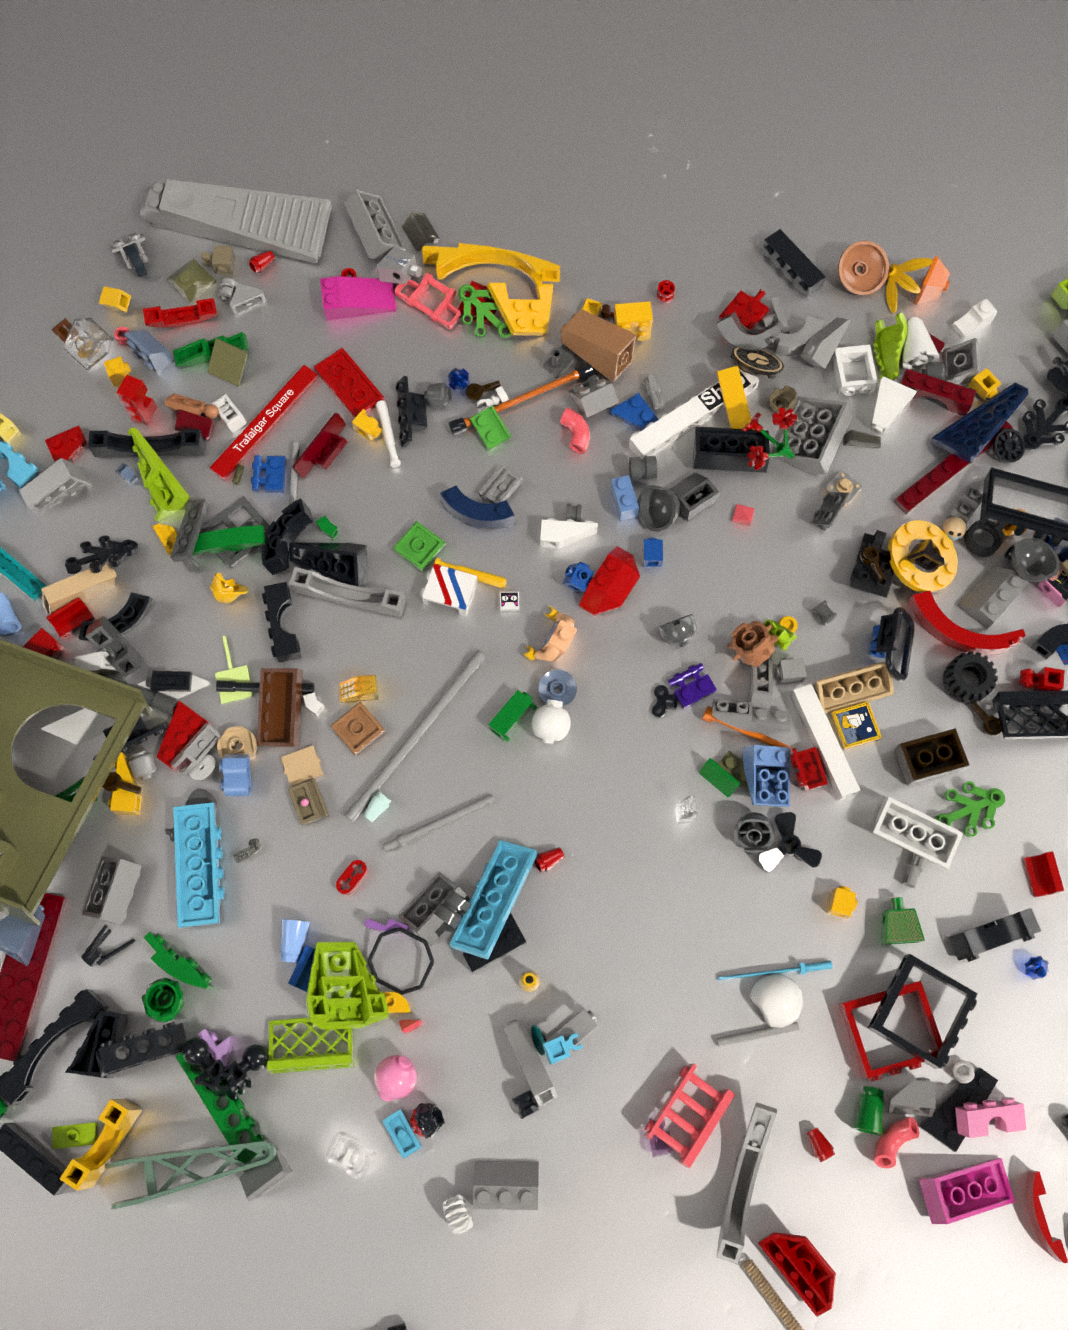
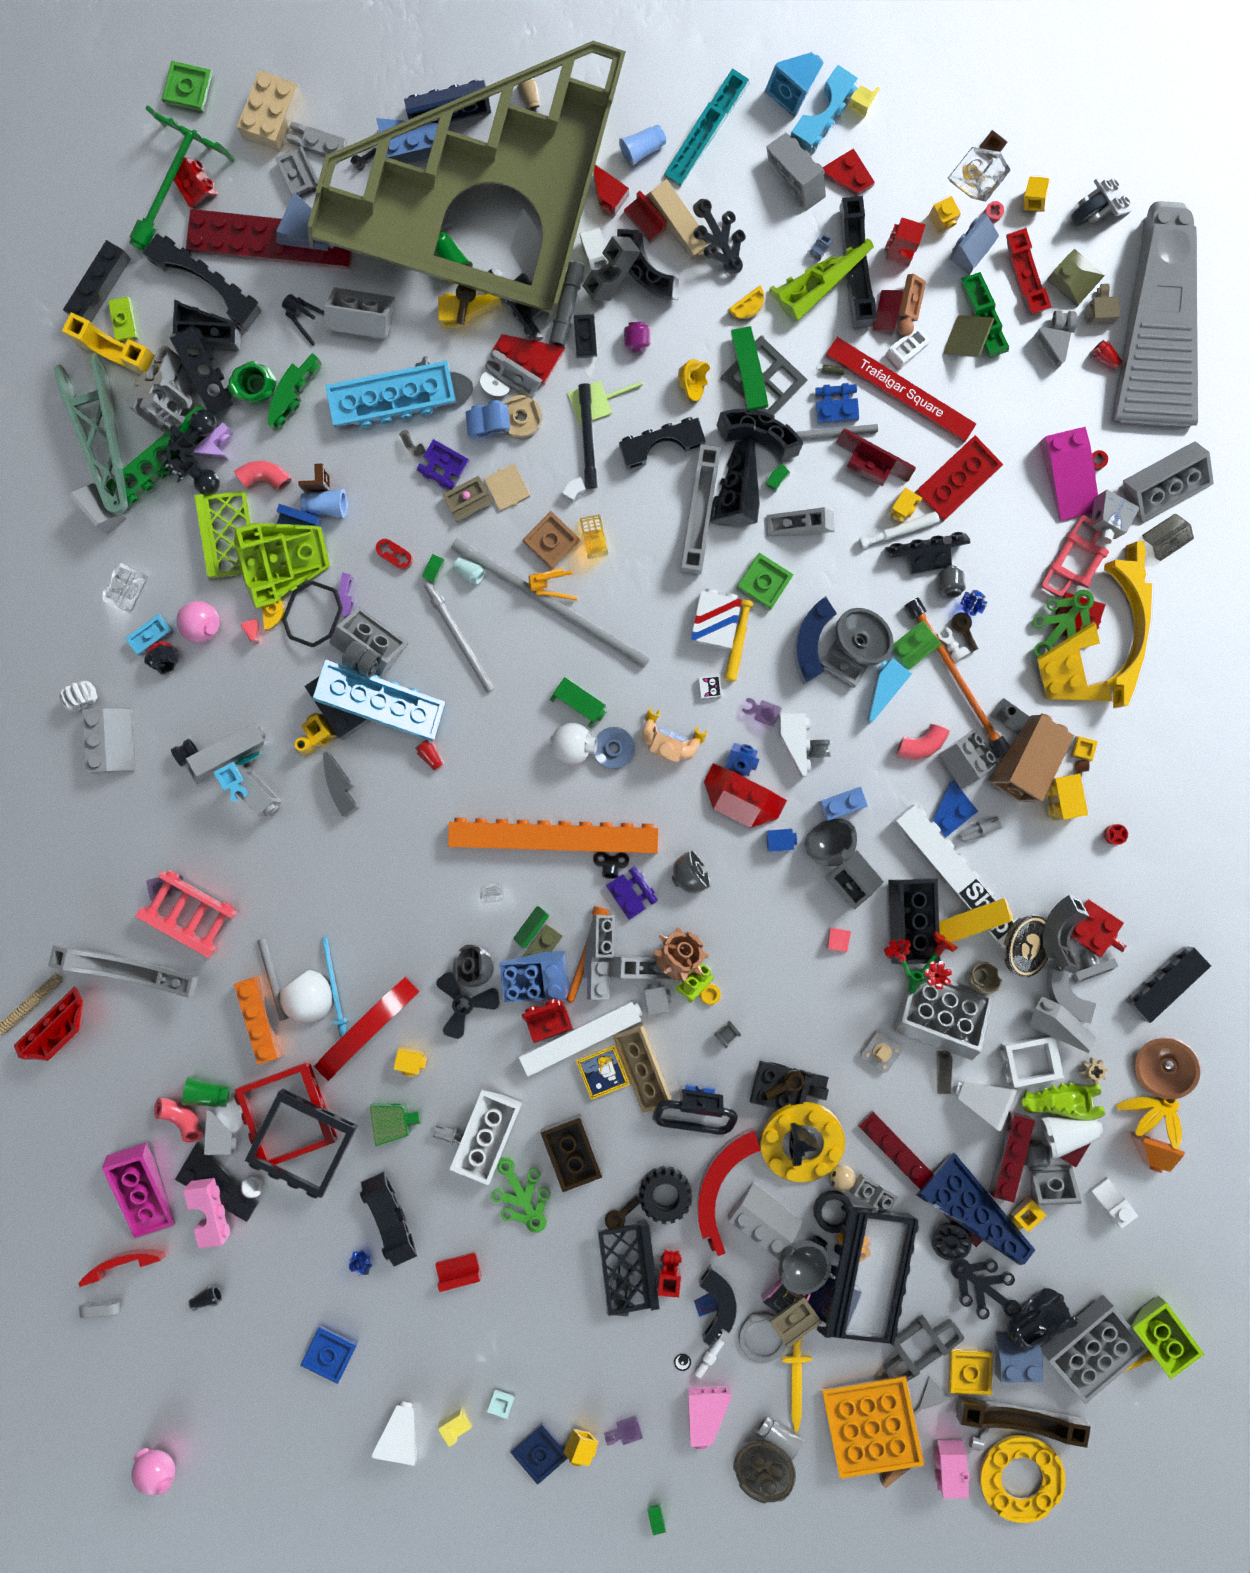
camera: 85 degrees right, 15 degrees up
(142, 765) = (490, 321): light grey head -> none
(149, 1092) = (162, 391): none -> light grey connector
(180, 634) = (637, 336): none -> magenta head
(189, 534) = (754, 327): dark grey piece -> none
(253, 998) = (263, 471): none -> coral cylinder
(266, 820) = (446, 459): none -> dark purple plate
(271, 938) = (321, 481): none -> reddish brown panel
(279, 707) = (564, 454): reddish brown slope -> none
(370, 511) = (801, 522): none -> light grey slope
(370, 840) = (433, 568): none -> green piece
(395, 739) = (538, 582): none -> light orange plant
(478, 466) = (864, 636): none -> dark grey dish
(515, 971) = (315, 735): none -> yellow brick
(523, 454) = (887, 684): none -> medium azure slope
(537, 555) = (765, 712): none -> clear purple plate
(571, 949) = (339, 785): none -> dark grey slope
(636, 751) = (553, 837): none -> orange brick
(643, 468) = (881, 822): dark grey wheel -> none
(798, 1050) = (252, 1004): none -> orange arch
(814, 939) = (366, 1028): none -> red arch
(821, 1146) = (170, 1045): red cone -> none
(829, 509) = (849, 1035): dark grey hinge -> none
(863, 324) = (1099, 1074): none -> tan gear

